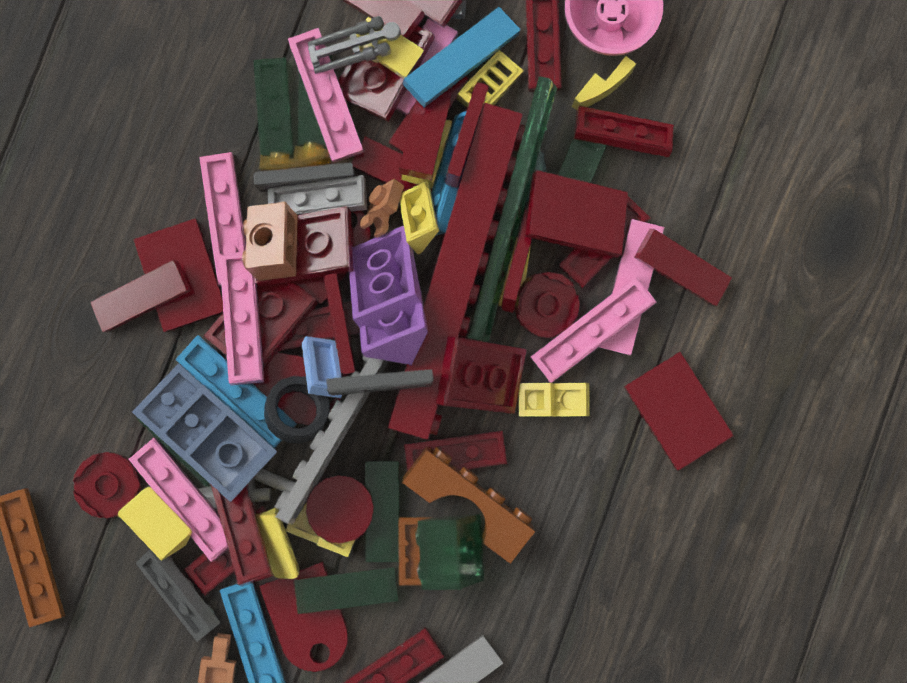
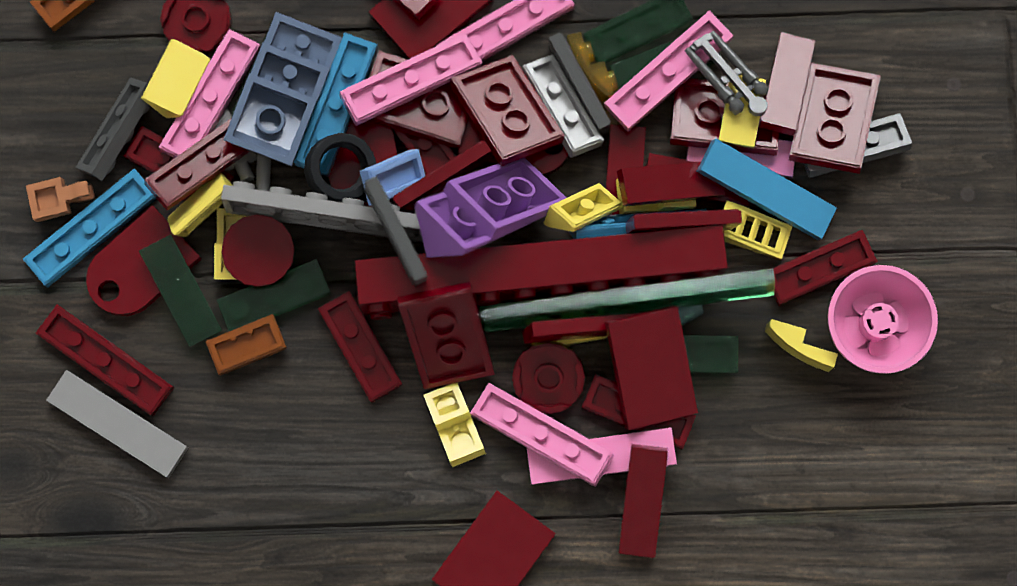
camera: 70 degrees right, 5 degrees down
(278, 257) = (497, 75): nougat brick -> none
(383, 203) = (584, 171): nougat plate -> none
(436, 477) = (305, 421): dark orange arch -> none
(450, 552) = (258, 378): clear green slope -> none
(624, 131) = (760, 385): dark red tile -> none

